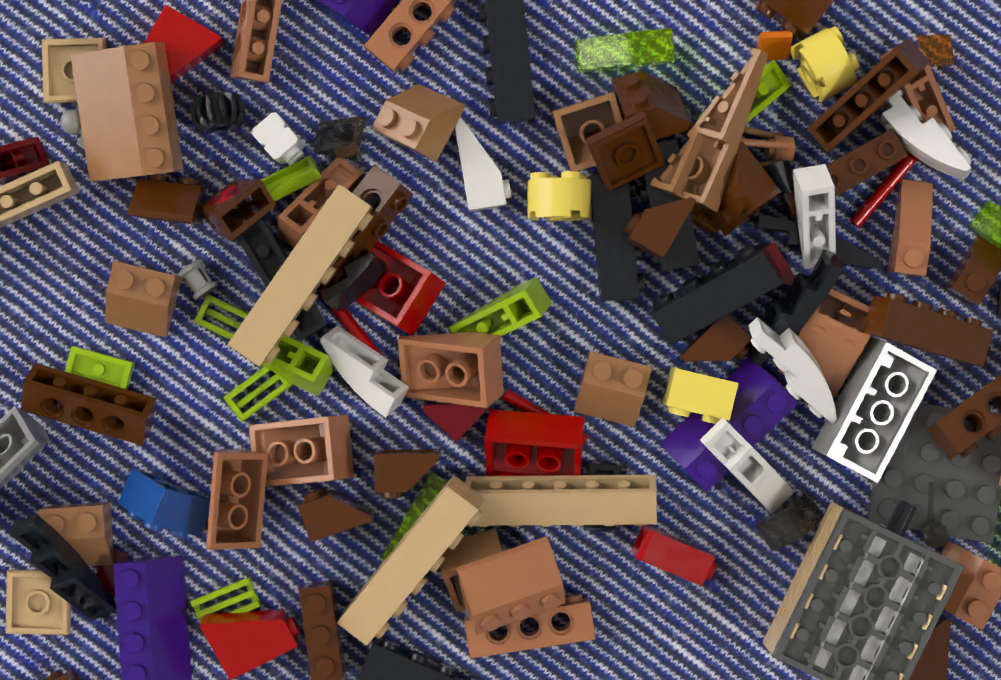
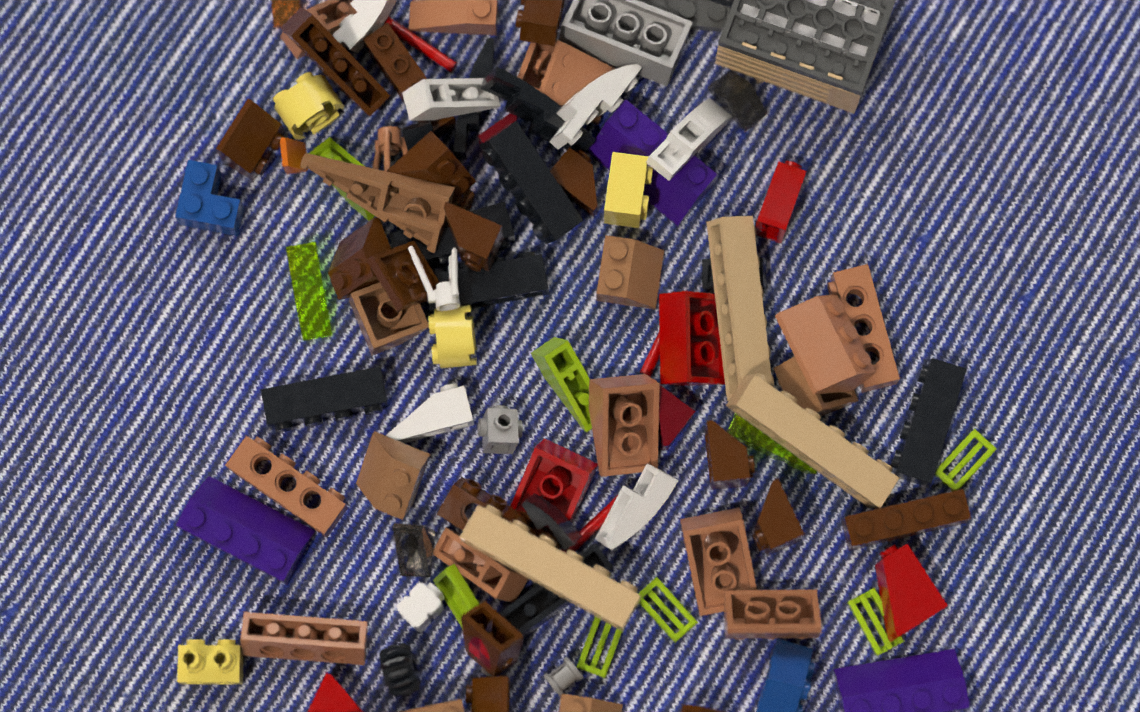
camera: 100 degrees left, 10 degrees down
(302, 365) = (638, 565): lime slope -> none
(447, 234) = (500, 430): none -> light grey brick
(601, 193) = (446, 293): none -> white plant

